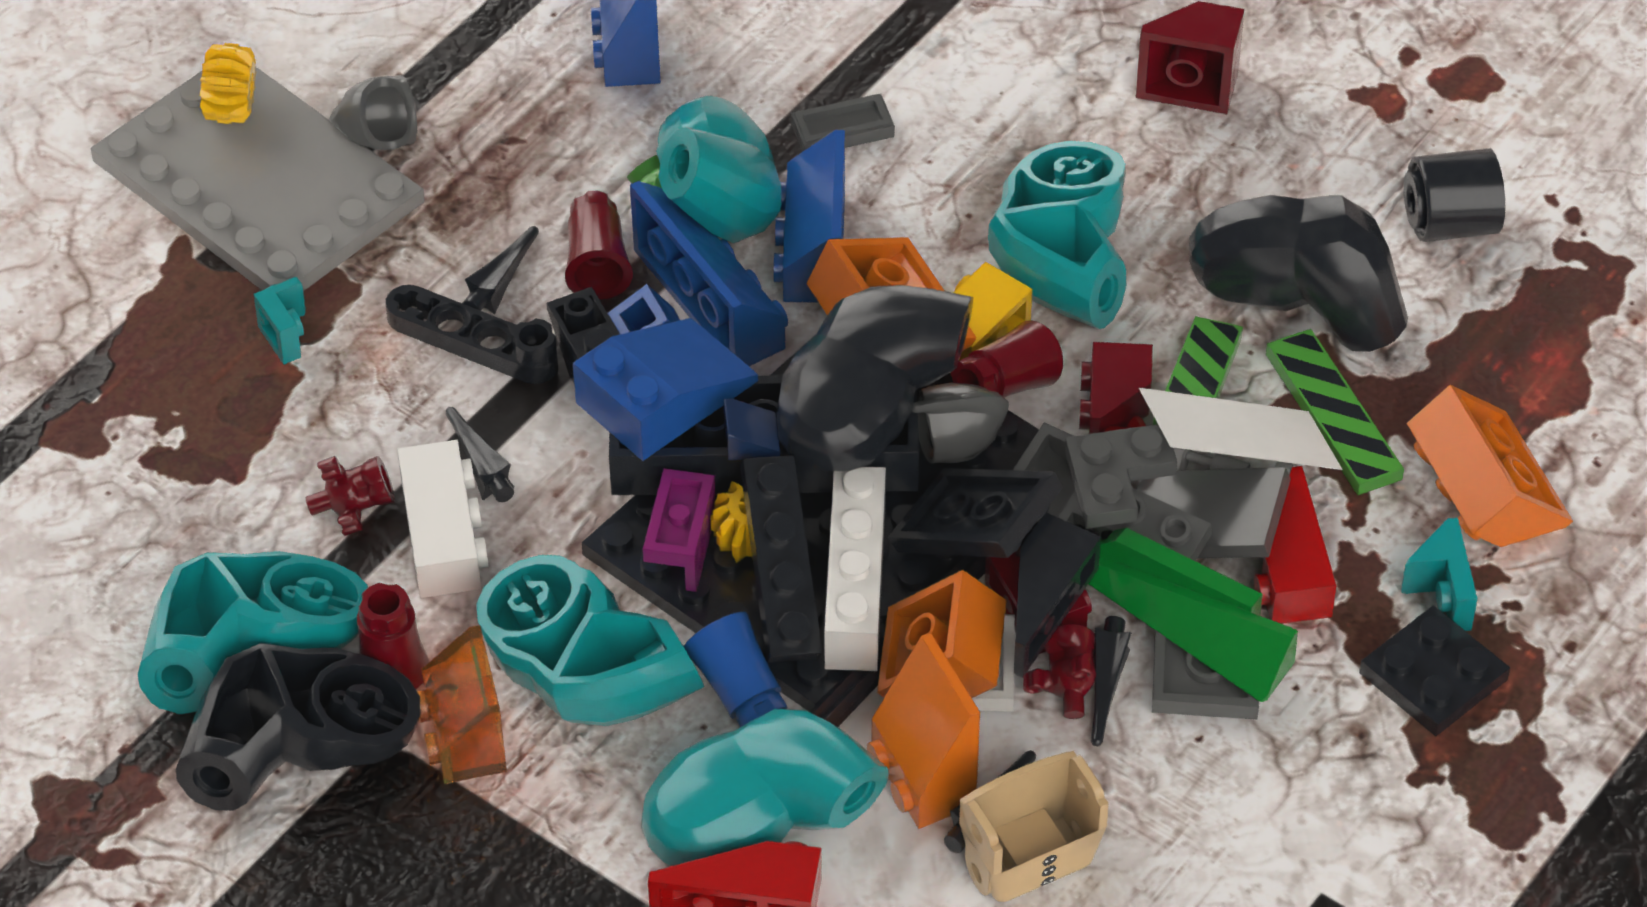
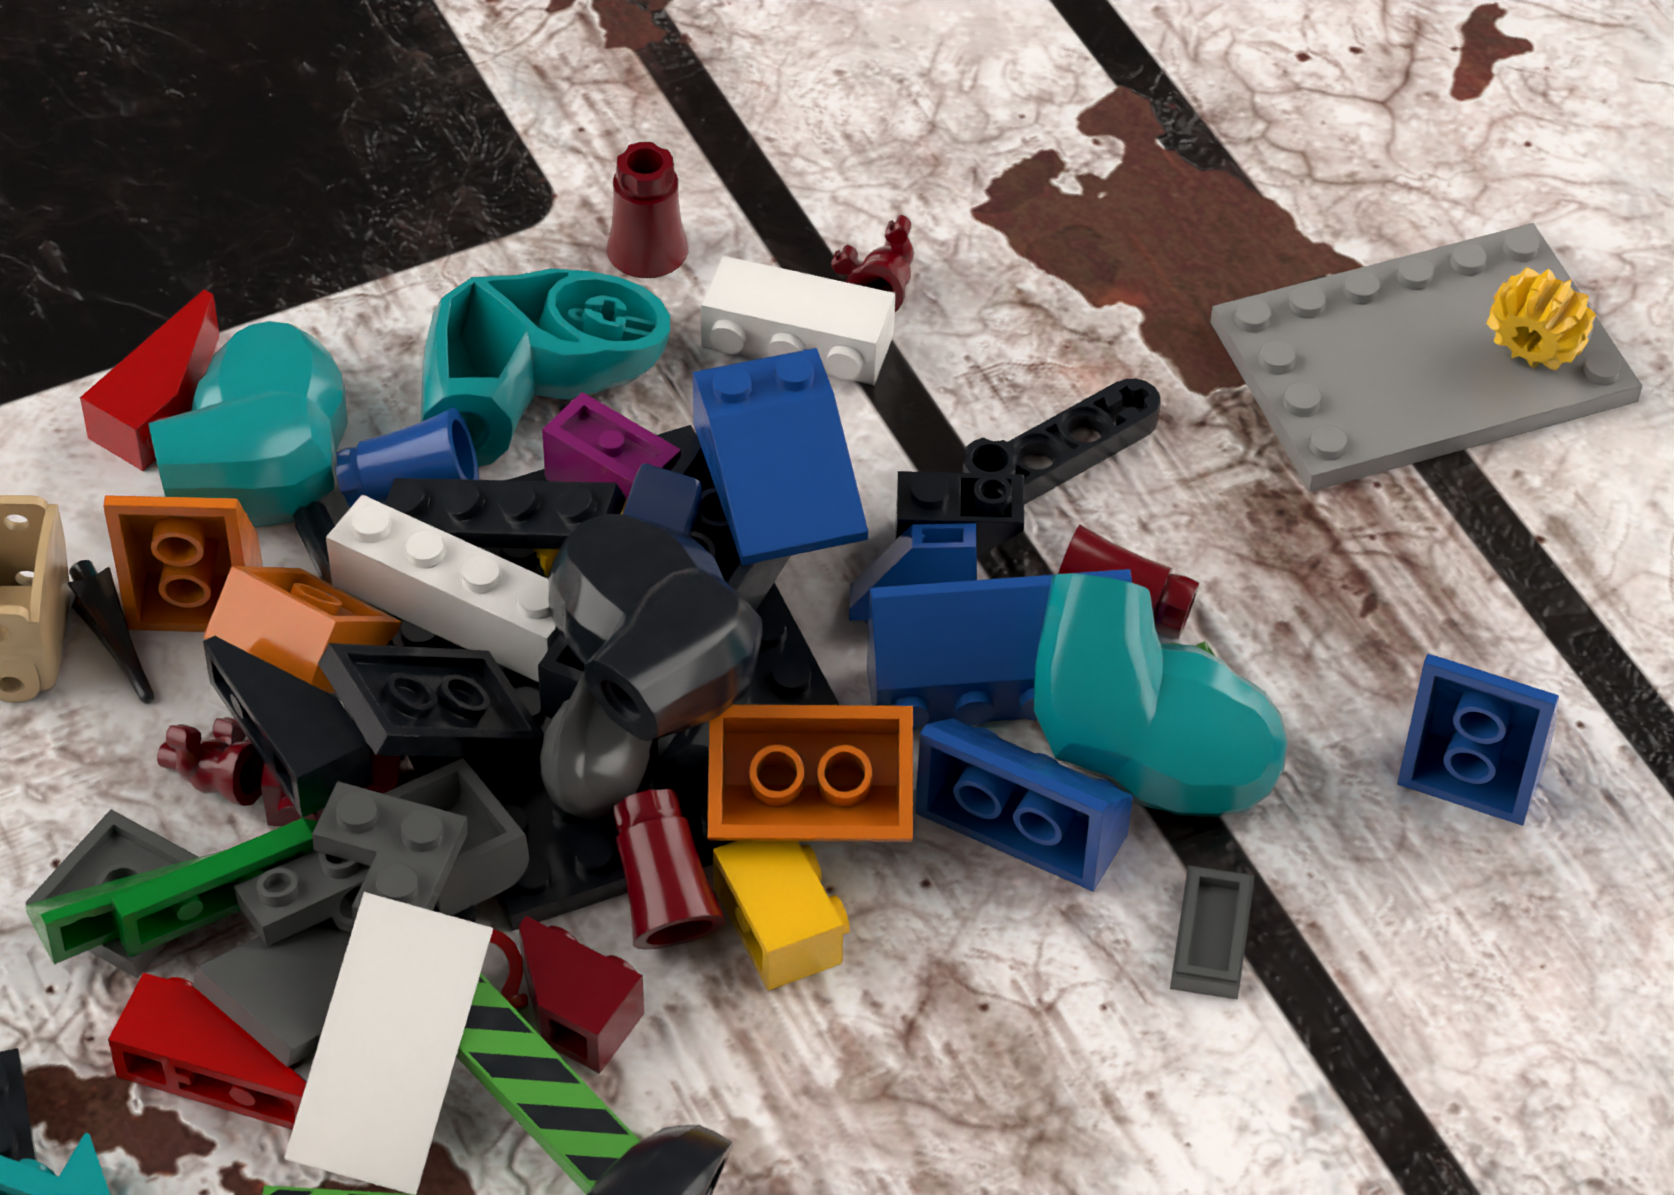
camera: 115 degrees right, 0 degrees up
(236, 602) = (748, 123): teal piece -> none
(279, 317) = (1166, 285): teal bracket -> none
(293, 708) = (597, 96): black piece -> none
(378, 113) = (1443, 463): dark grey piece -> none
(462, 711) = (513, 238): clear orange slope -> none
(488, 466) = (867, 392): black piece -> none
(491, 281) = (1128, 489): black piece -> none
(1057, 229) = (871, 1035): teal piece -> none
(1109, 660) = (207, 812): black piece -> none

